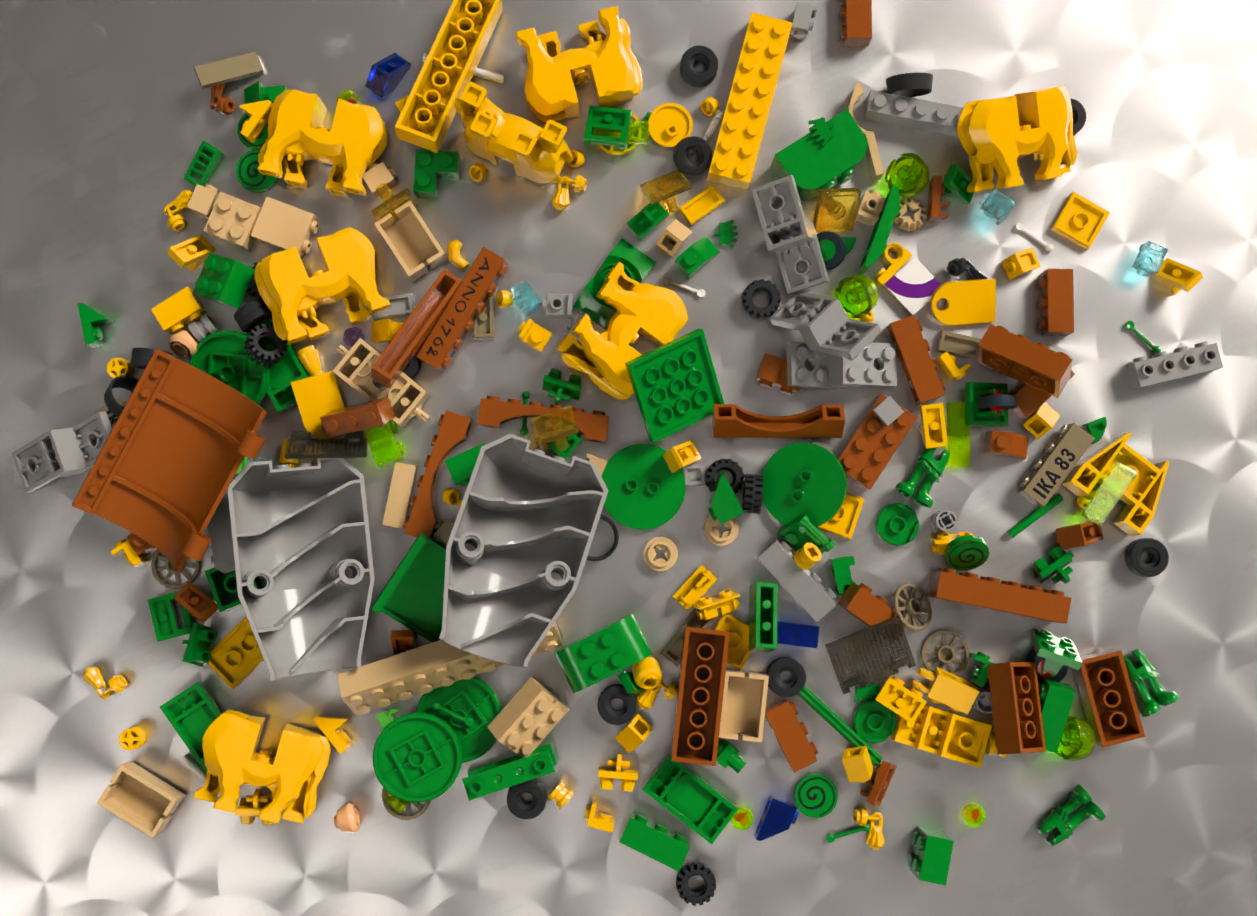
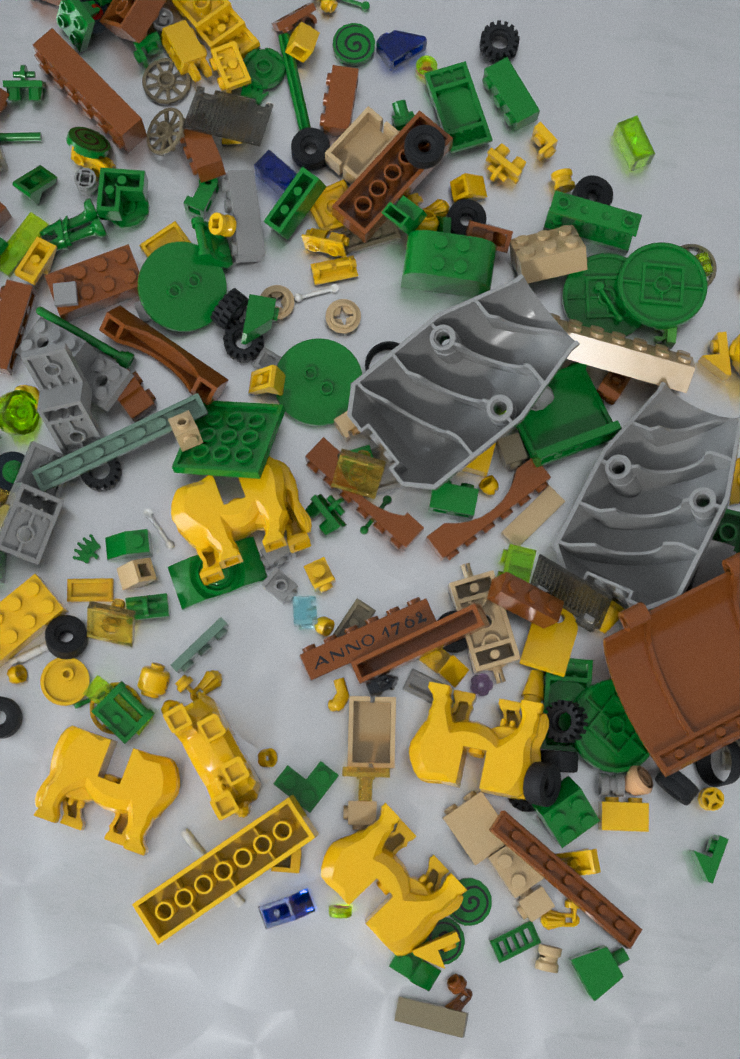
camera: 145 degrees left, 5 degrees down
(126, 186) = (599, 969): none -> green torso
(169, 169) = (548, 958): none -> tan wheel
(191, 230) = (565, 879): none -> dark orange tile
(250, 282) = (542, 784): none -> black tyre
(430, 272) = (387, 682): none -> black piece
(523, 870) = (634, 143): none -> clear neon green brick
(586, 218) = (200, 646): none -> sand green plate
(587, 700) = (499, 236): none -> dark orange slope
(603, 169) = (153, 680): none -> yellow head
(665, 666) = (404, 215): none -> green piece
(685, 572) = (334, 288): none -> white hinge
(693, 746) = (427, 134): none -> black tyre
(713, 366) = (185, 430): none -> tan brick
(758, 326) = (115, 444): none -> sand green plate
(808, 398) = (123, 358): none -> green piece
(916, 527) = (117, 186): none -> green brick
(983, 490) = (34, 183): none -> green slope

